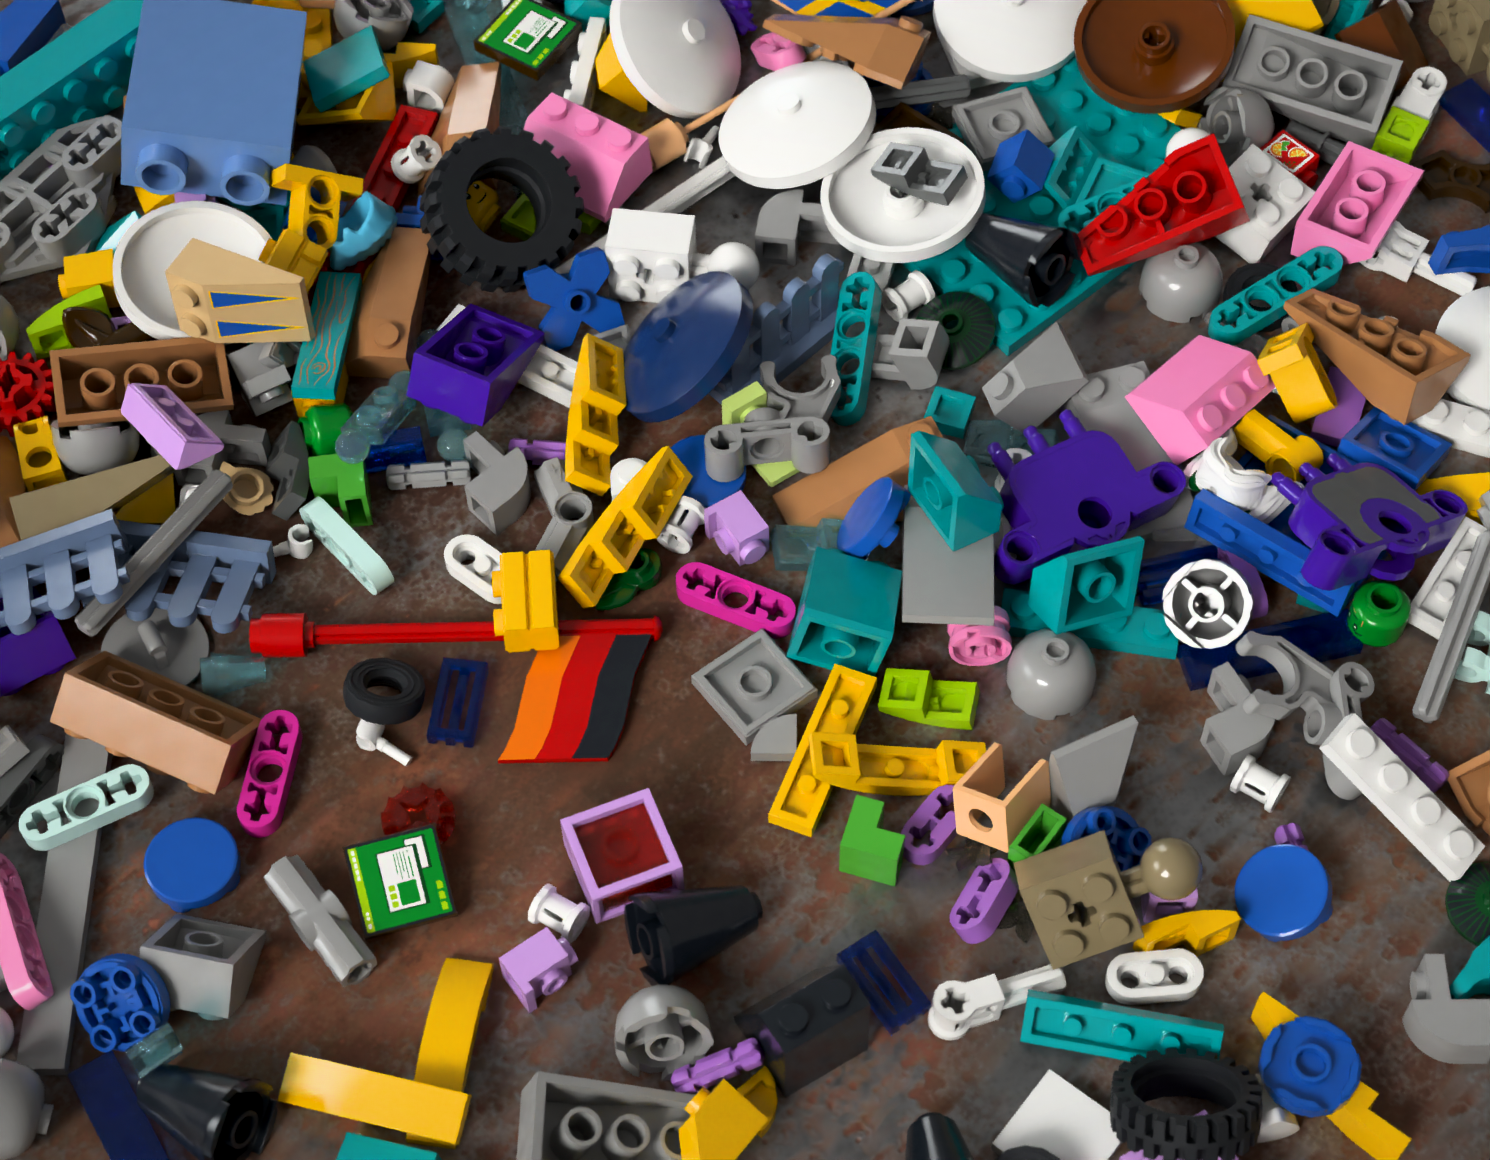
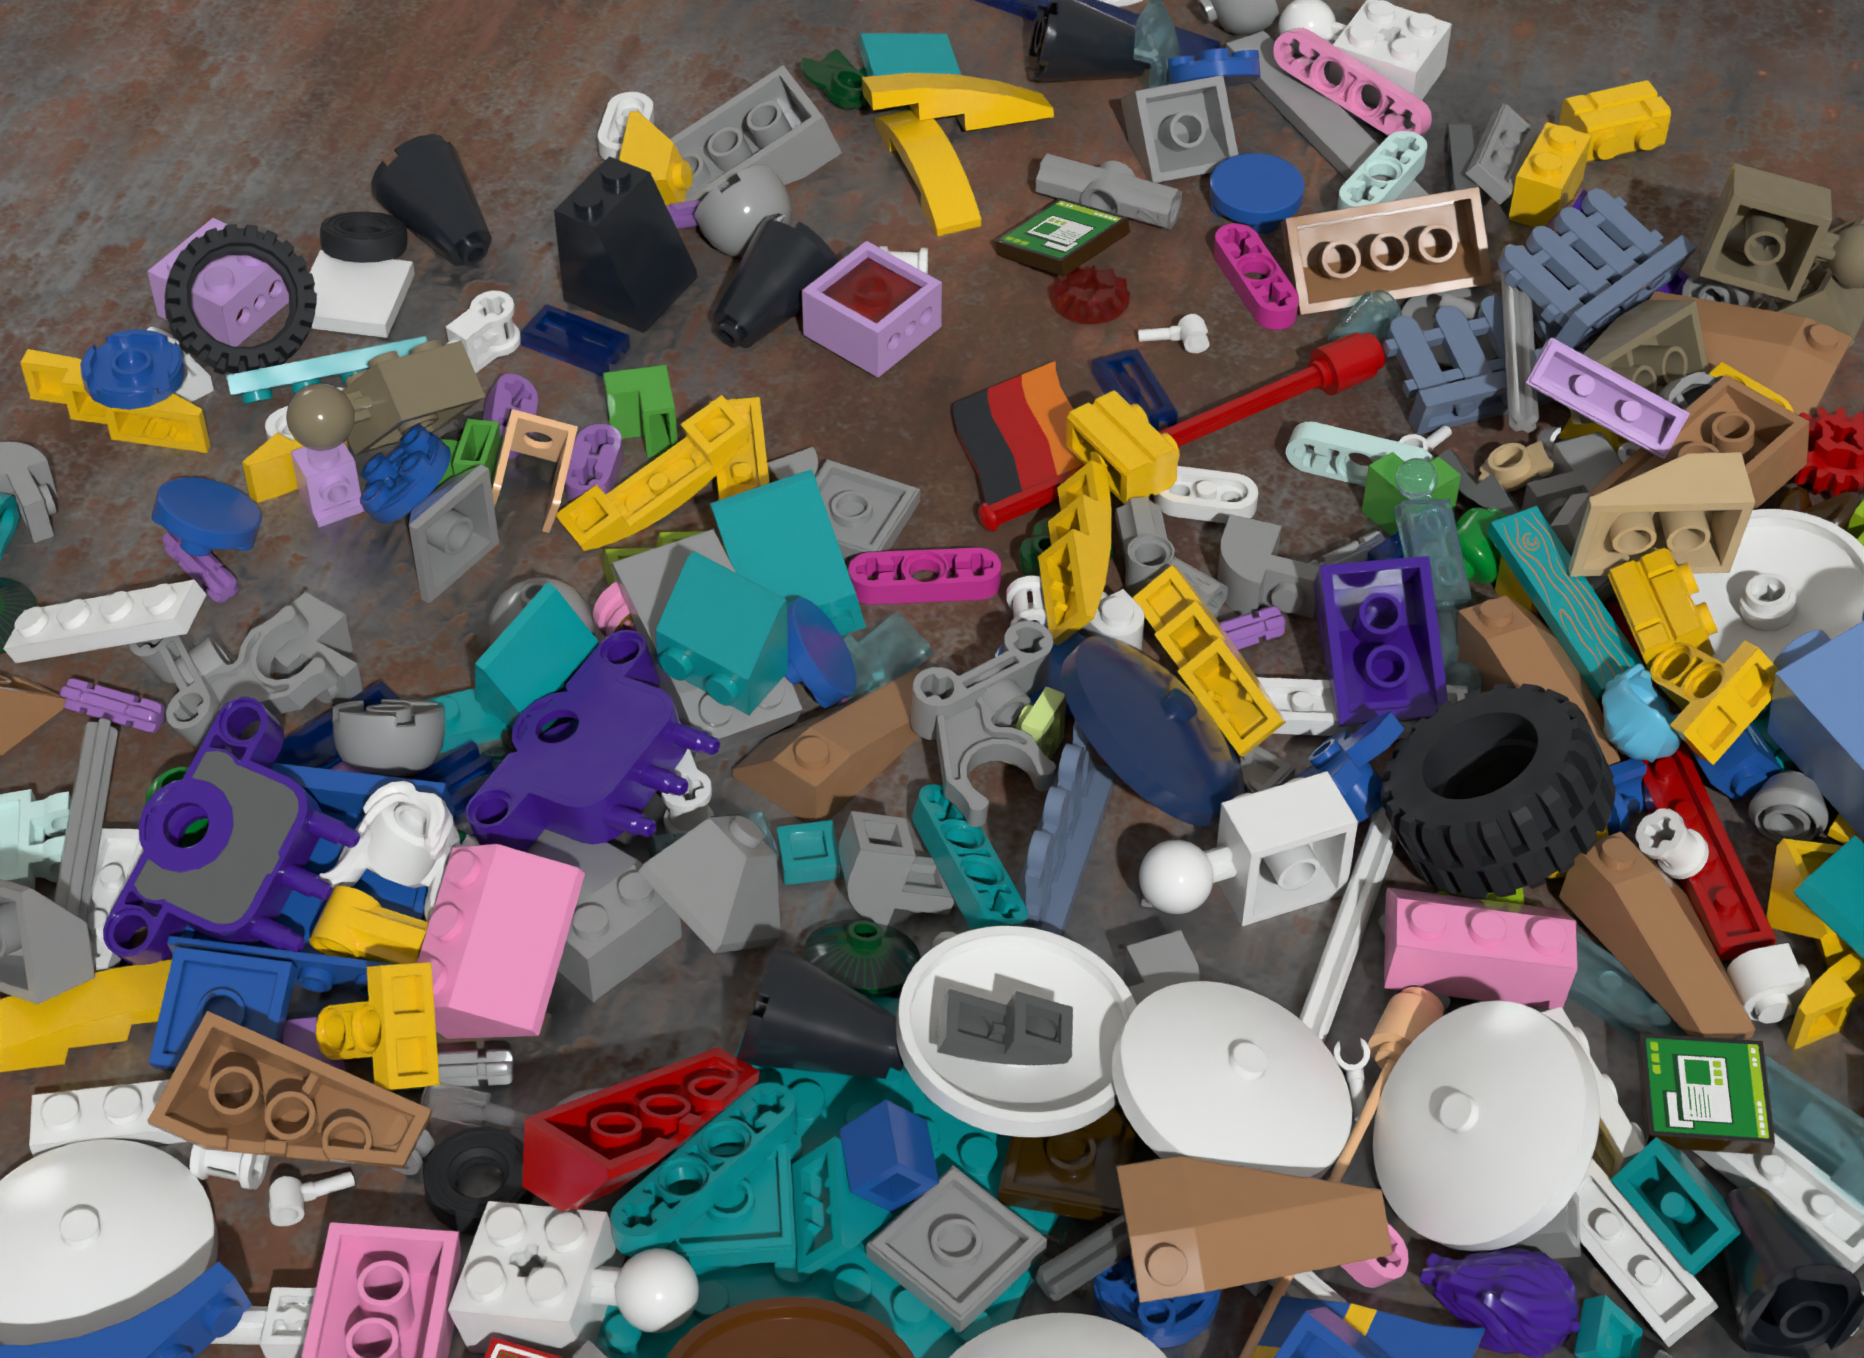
camera: 150 degrees right, 10 degrees down
(384, 709) = (1198, 382): black tyre -> none
(538, 967) = (894, 219): lavender brick -> none
(737, 528) = (965, 627): lavender brick -> none
(1259, 783) = (257, 607): white bush -> none
(1274, 294) = (459, 1153): teal beam -> none

